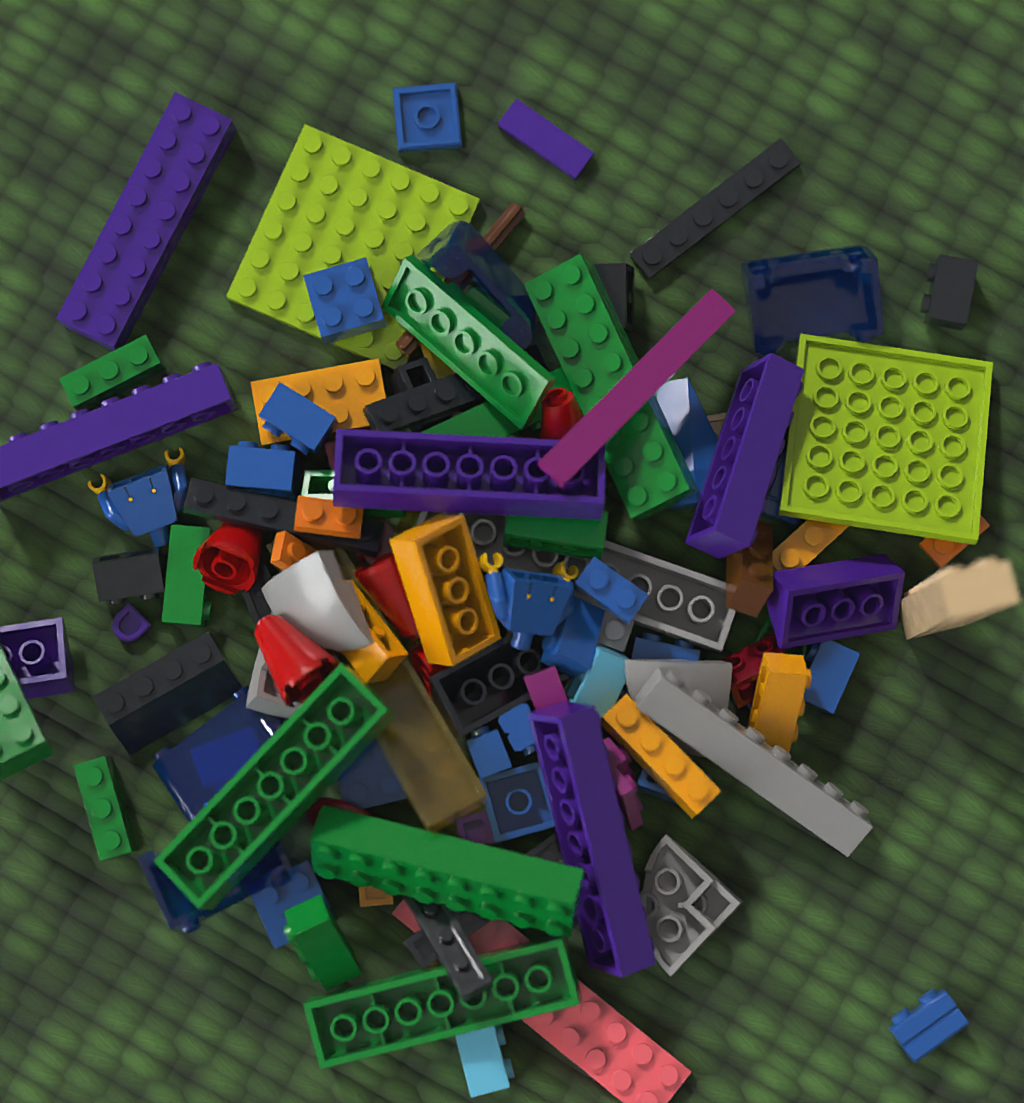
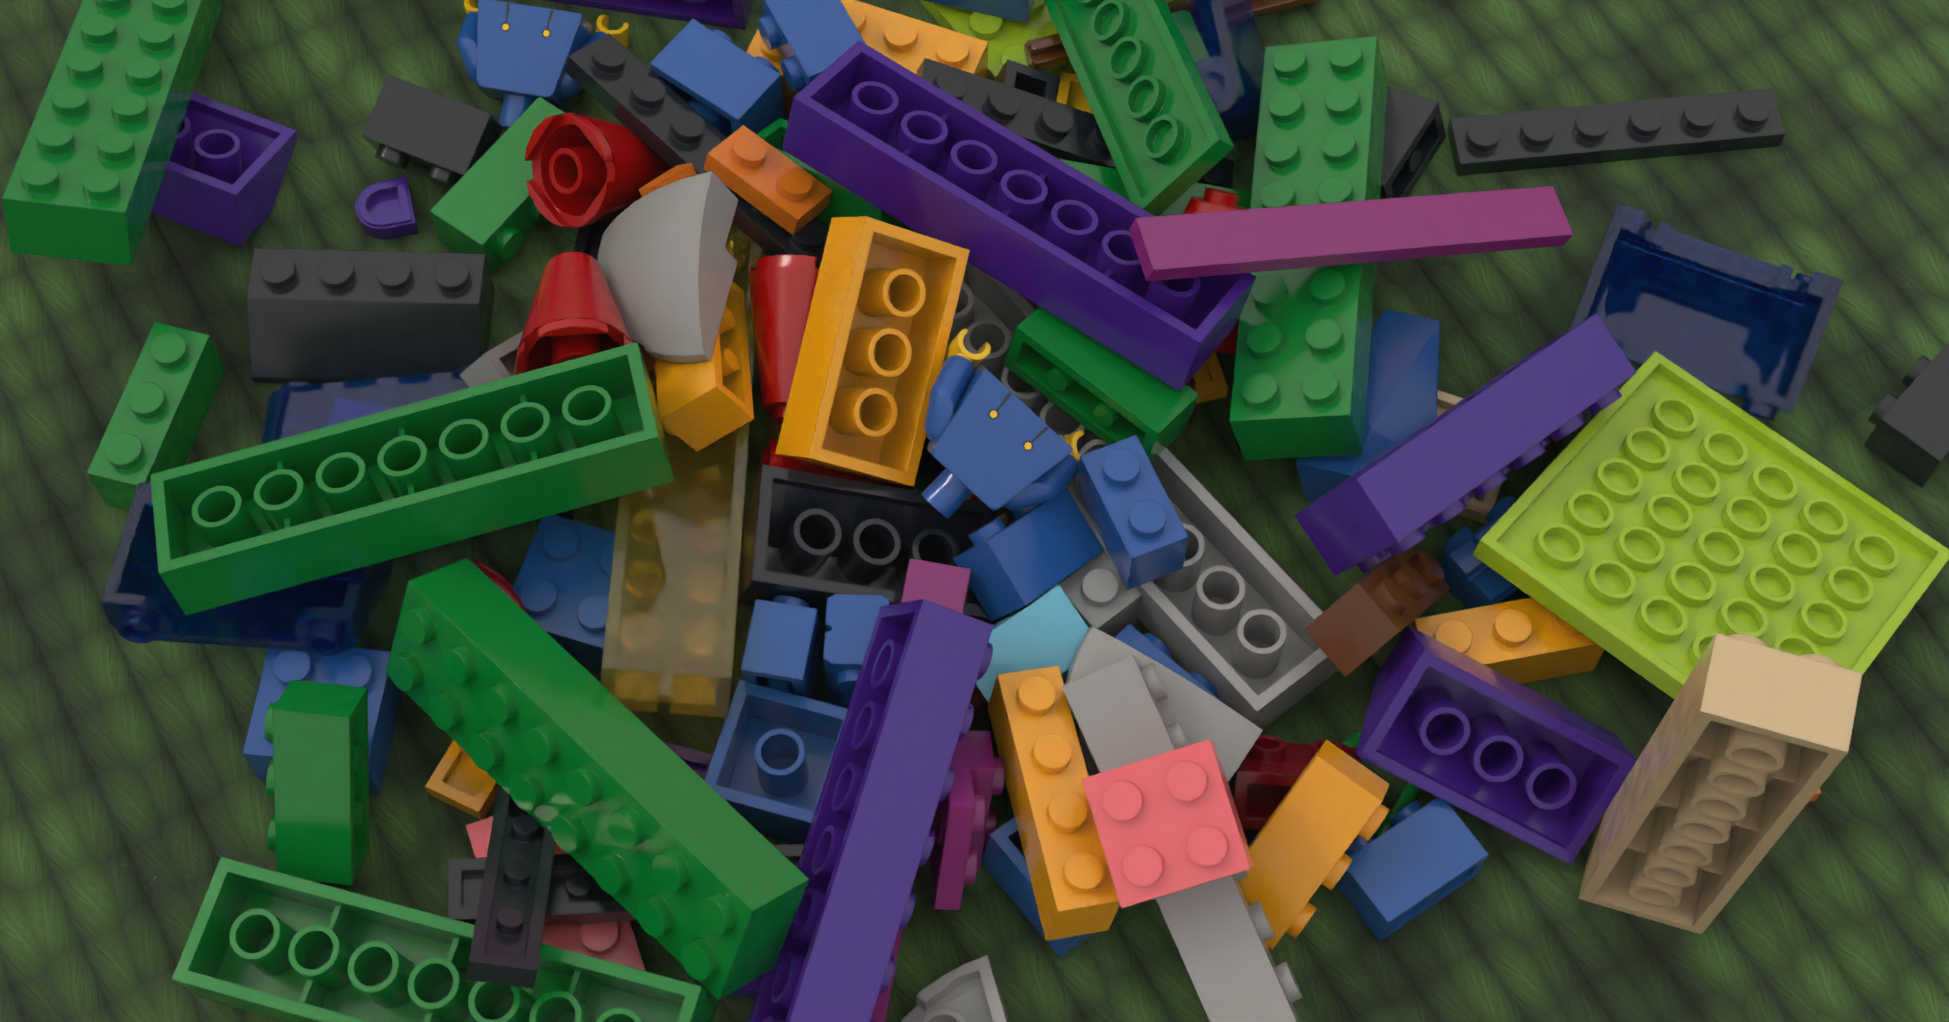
camera: 25 degrees right, 20 degrees down
(723, 746) = (1168, 823): none -> coral brick

